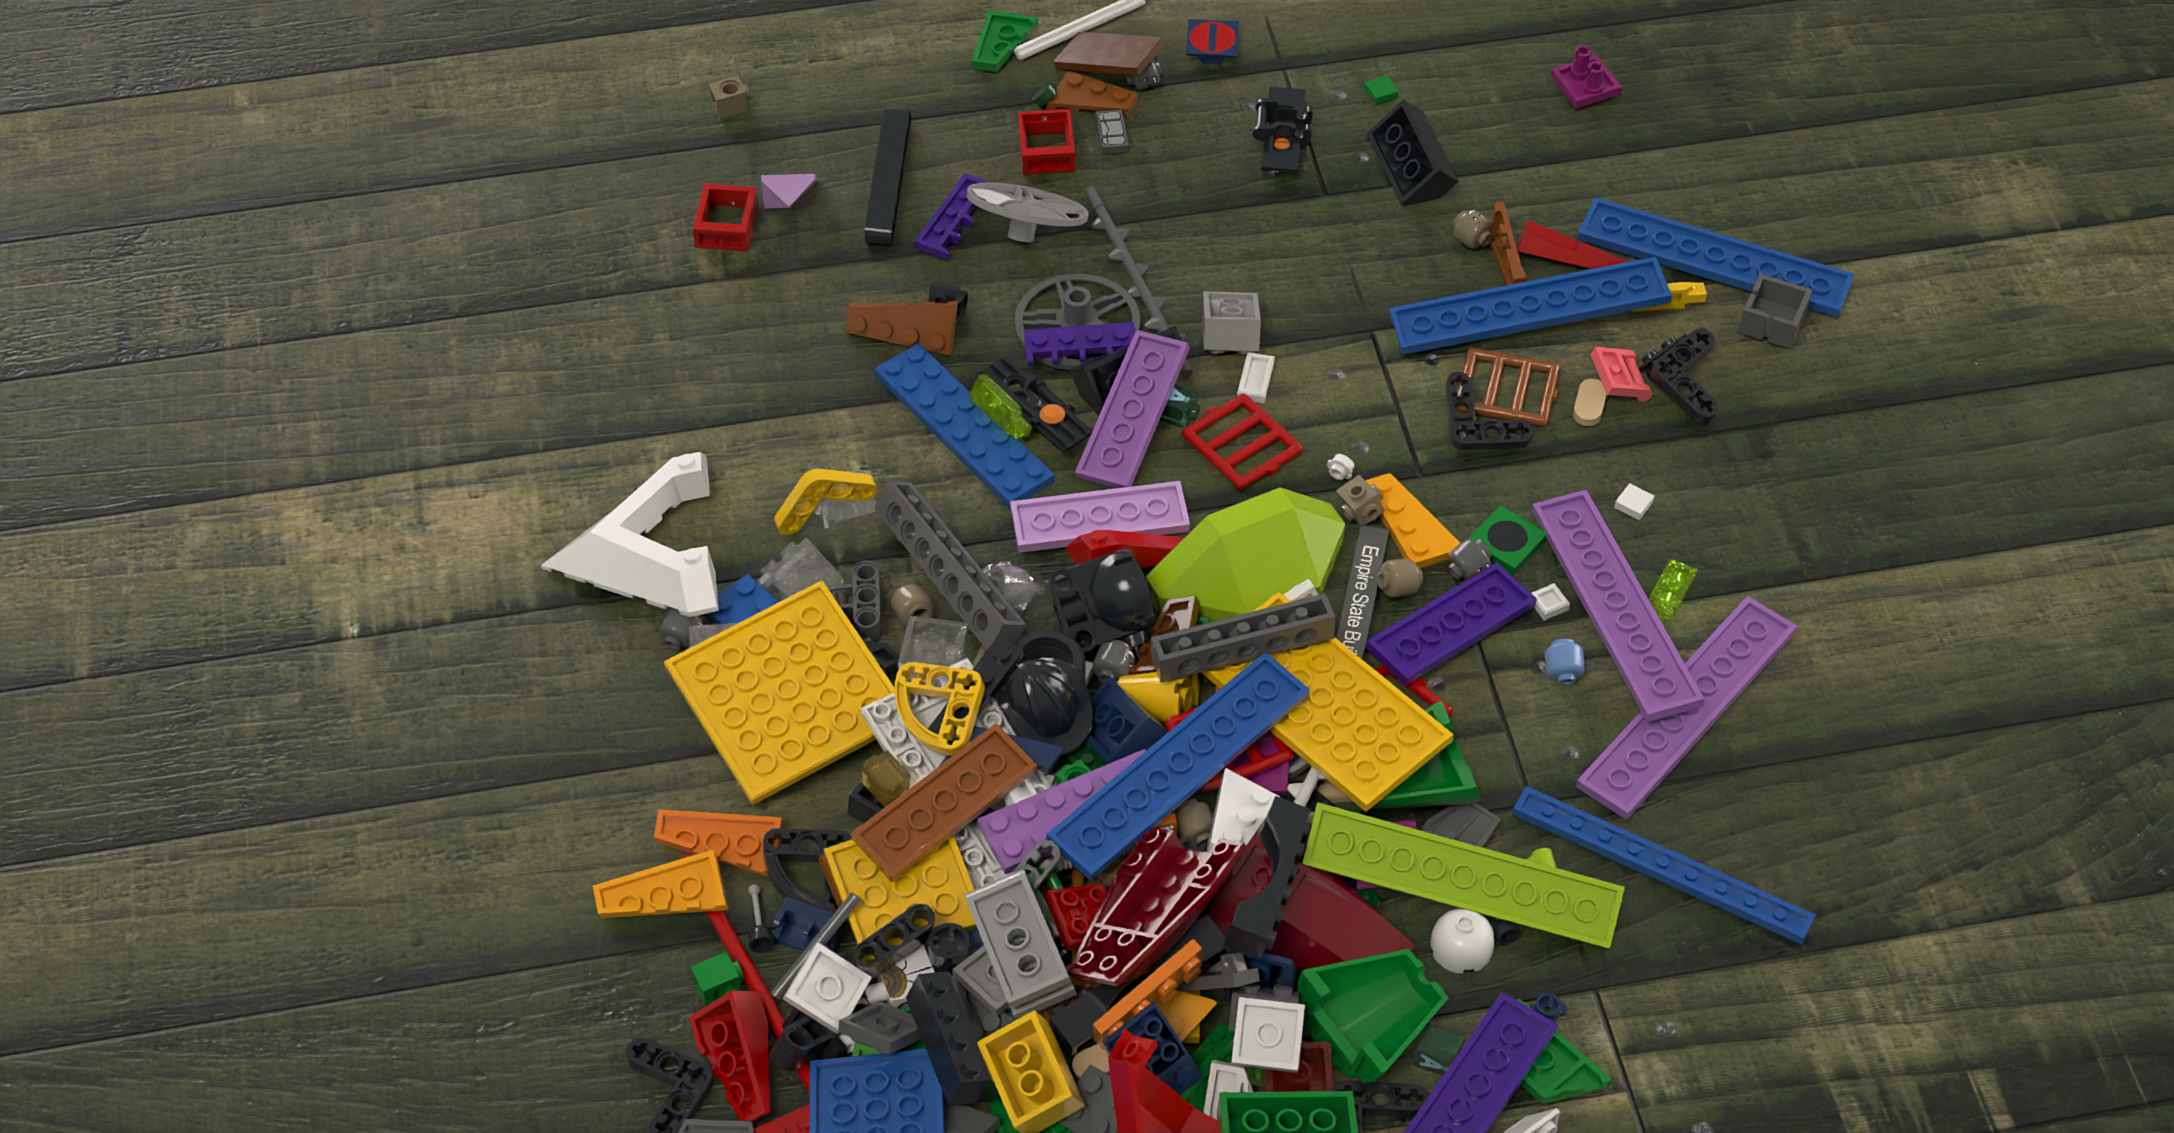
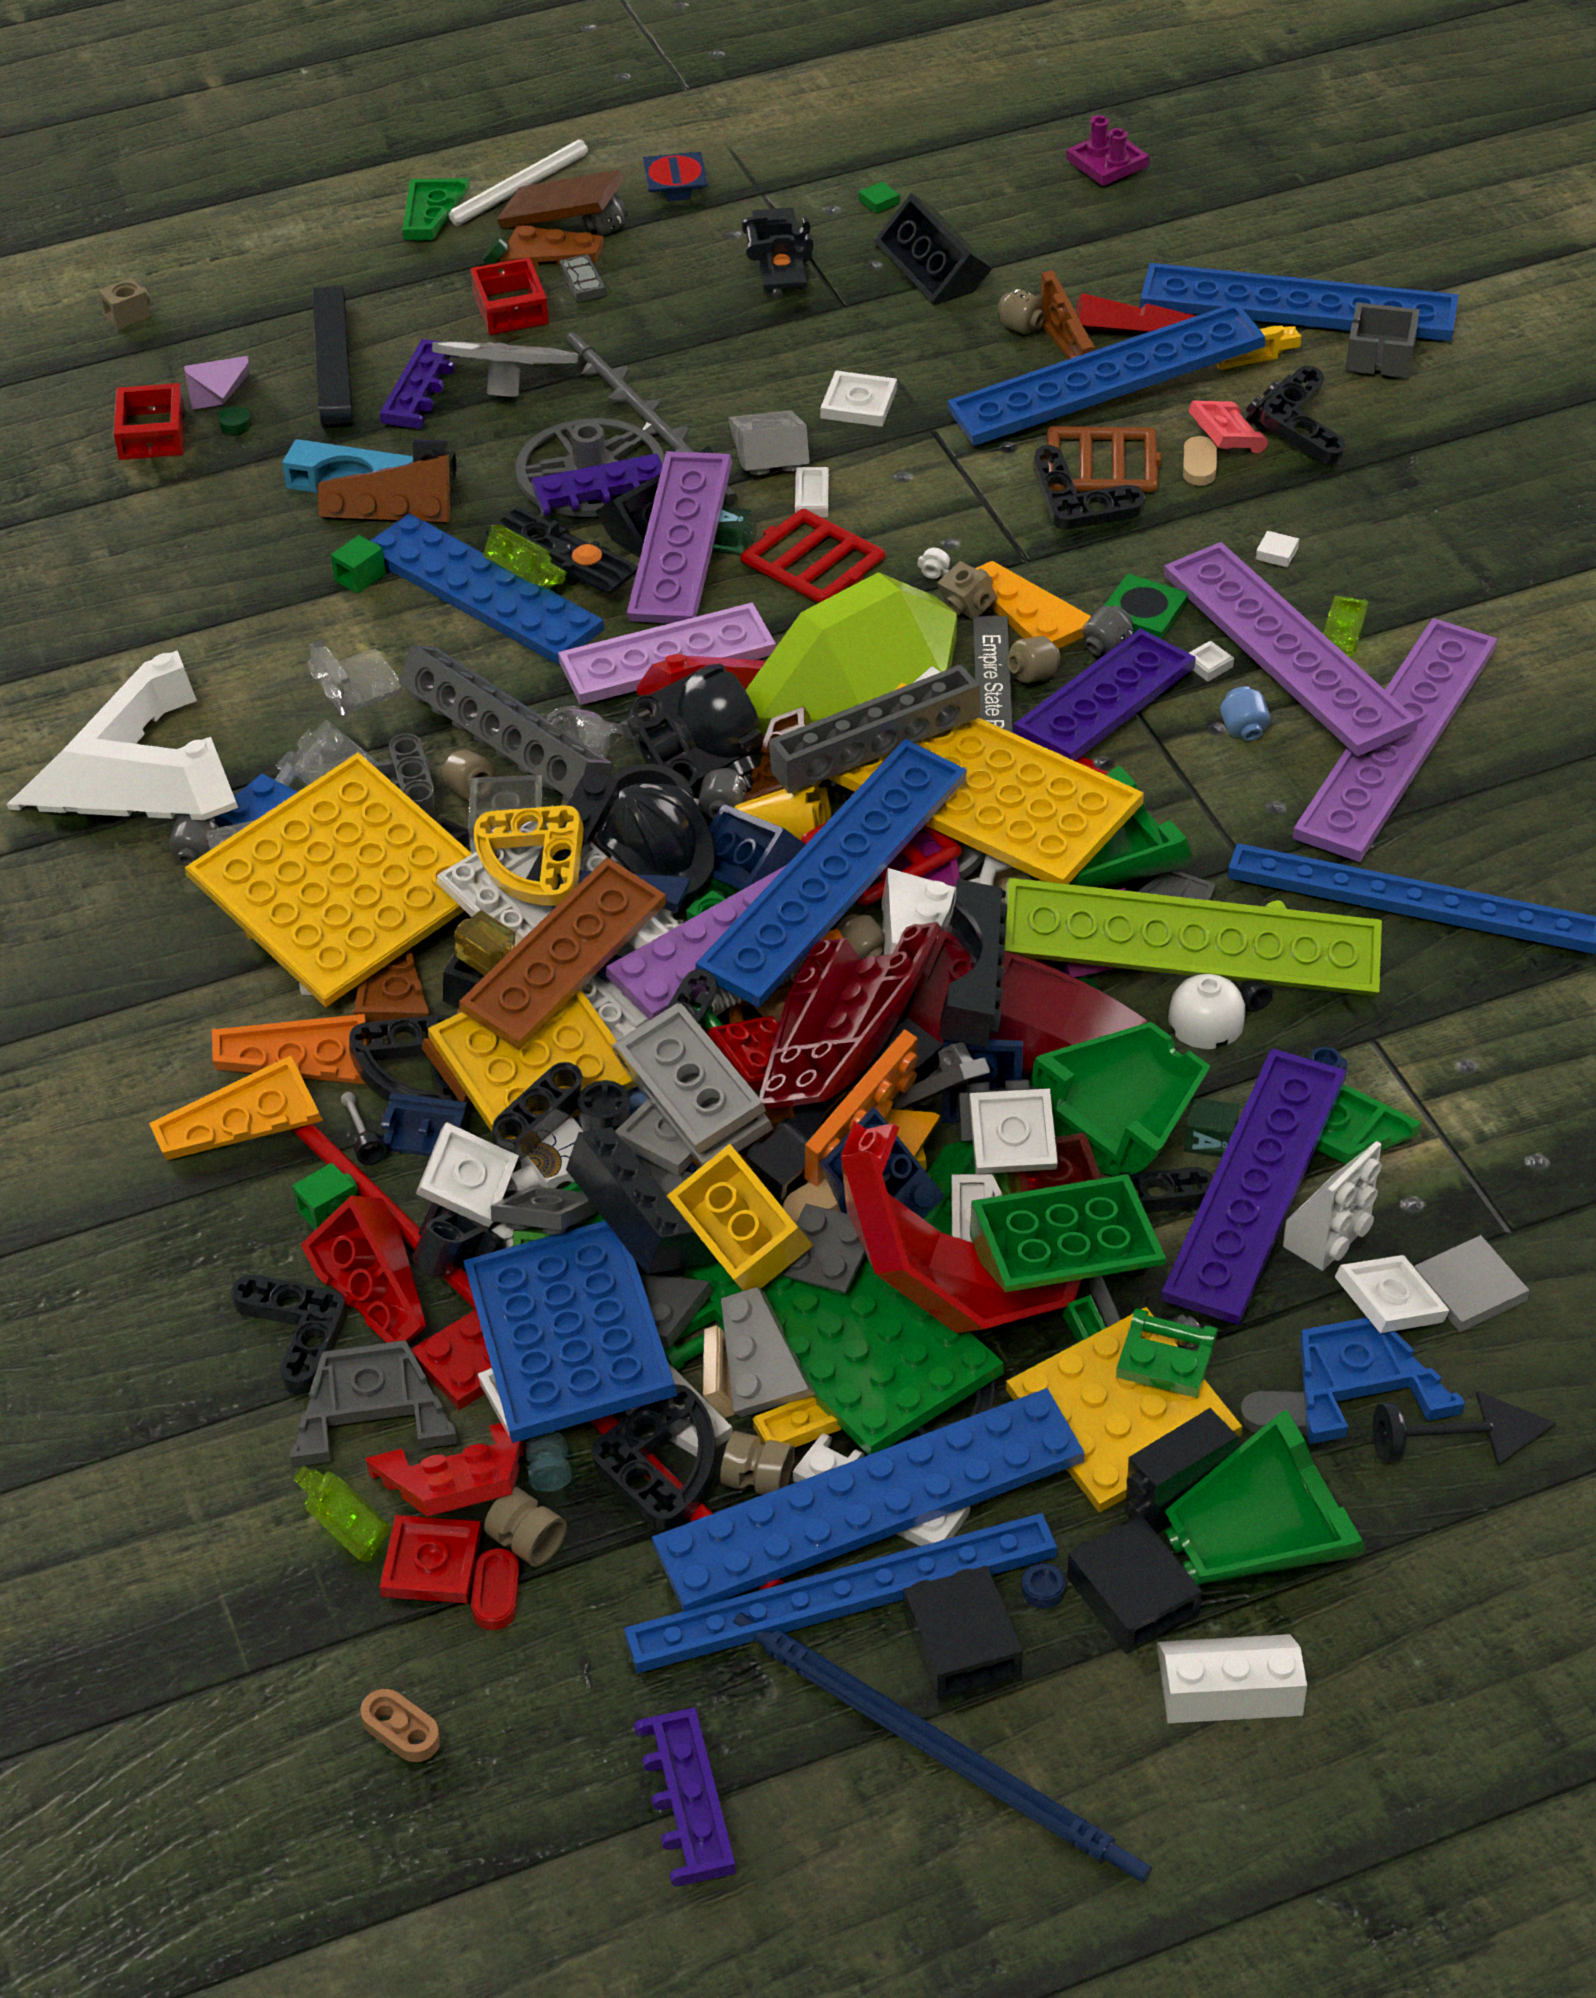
camera: 10 degrees left, 5 degrees down
(795, 226) = (234, 420): none -> dark green tile
(808, 801) = (392, 992): none -> dark orange wing
(818, 485) = (323, 661): yellow beam -> none
(822, 938) = (452, 1117): dark grey piece -> none
(852, 283) = (315, 462): none -> dark azure arch
(866, 386) = (358, 564): none -> green brick
(1316, 291) = (858, 398): none -> white tile

